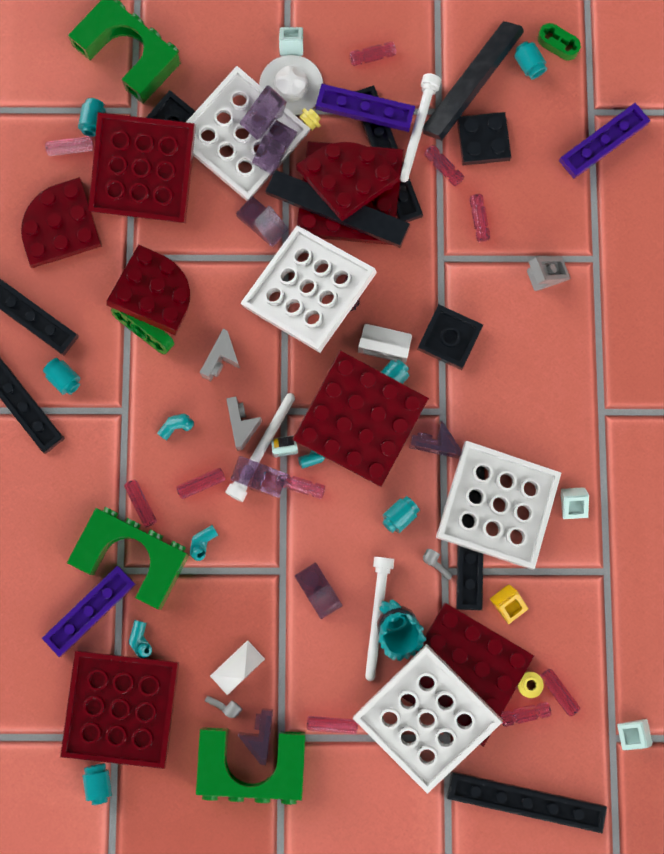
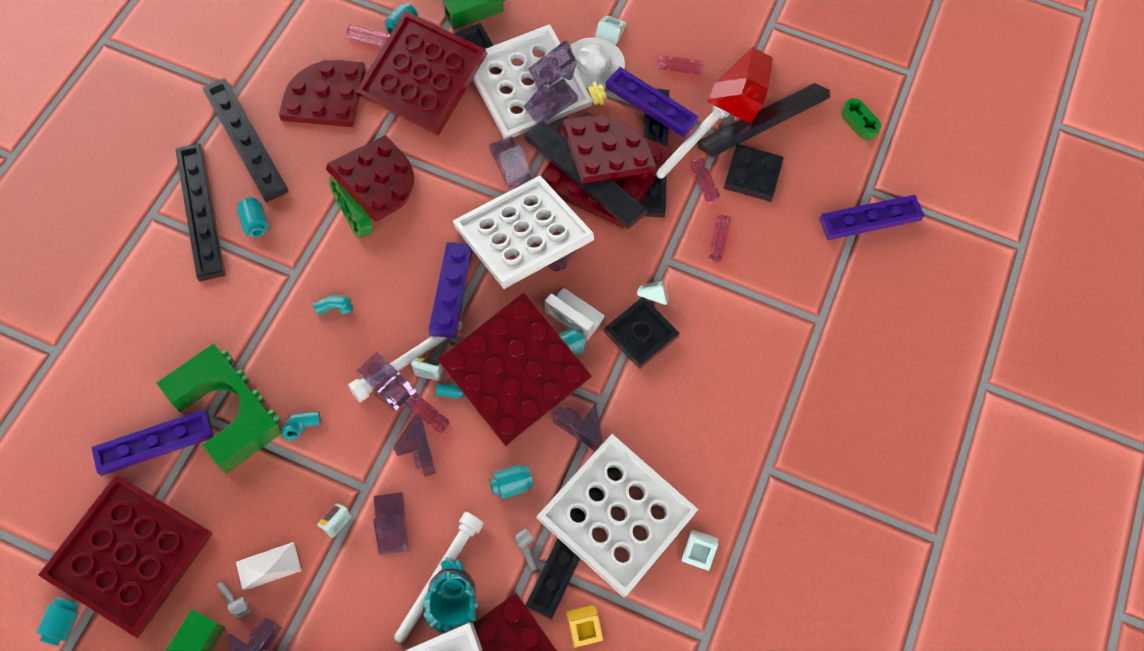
camera: 20 degrees right, 15 degrees down
(137, 640) = (183, 493): teal arm -> none
(140, 503) = (261, 362): clear pink axle -> none
(200, 483) = (329, 367): clear pink axle -> none
(221, 351) = (411, 255): light grey slope -> none
(241, 429) = (395, 330): light grey slope -> none
(270, 368) = (450, 290): none -> dark purple plate
(270, 608) = (334, 520): none -> light aqua slope
(306, 512) = (415, 439): none -> clear purple slope
(443, 53) = (743, 86): none -> red wedge
(445, 295) = (654, 291): none -> light aqua slope
(530, 60) = (826, 122): teal brick -> none
(547, 272) = (765, 310): light grey slope -> none

